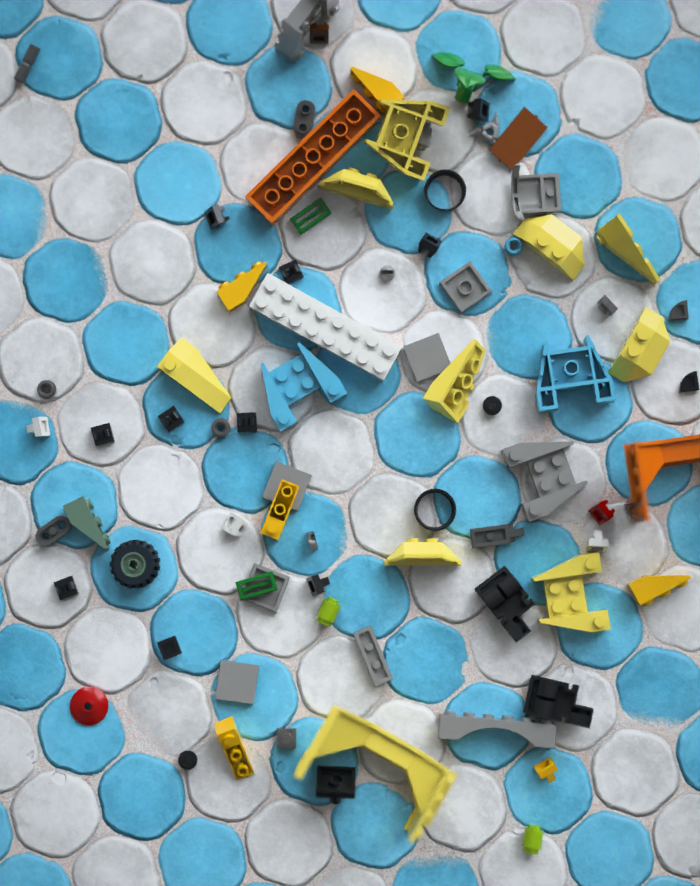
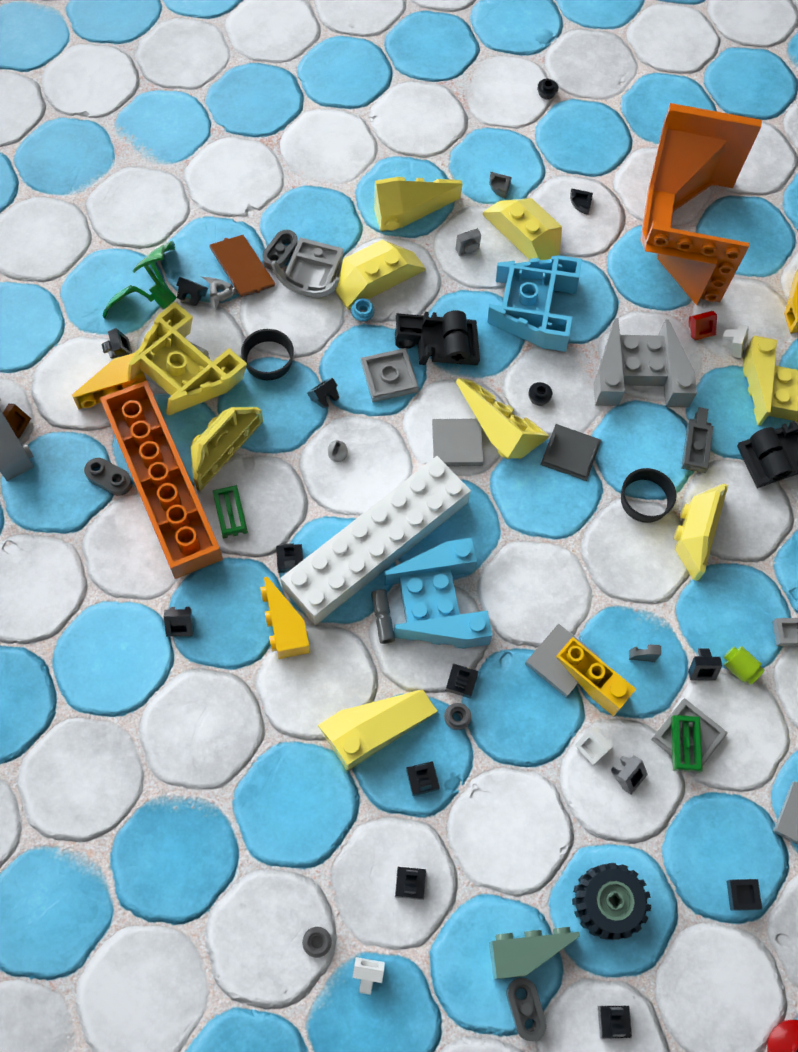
camera: 75 degrees left, 20 degrees down
(222, 554) = (631, 774): none -> tile
(274, 351) = (383, 620): none -> dark grey piece
(409, 79) = (117, 345): none -> black tile
(453, 443) = (571, 452): none -> dark grey piece
(507, 316) = (443, 338): none -> black plate
(542, 160) = (278, 251): none -> dark grey plate

